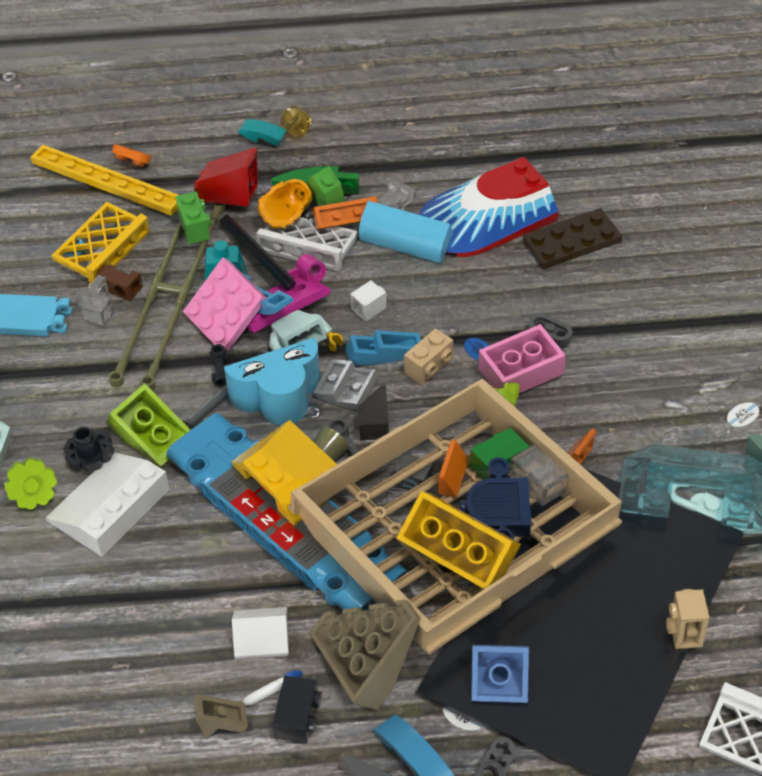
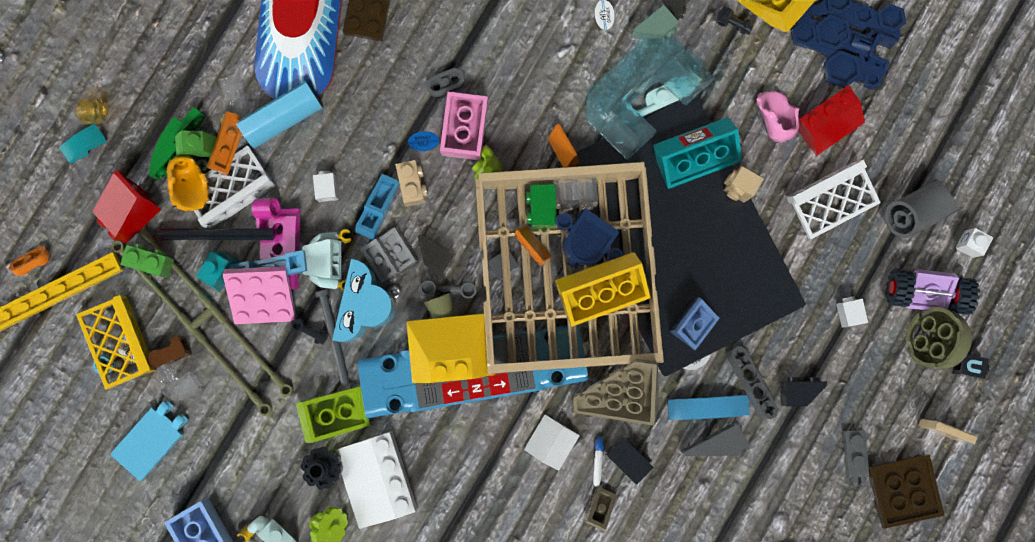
camera: 60 degrees left, 35 degrees up
(682, 563) = (698, 152): none -> teal slope

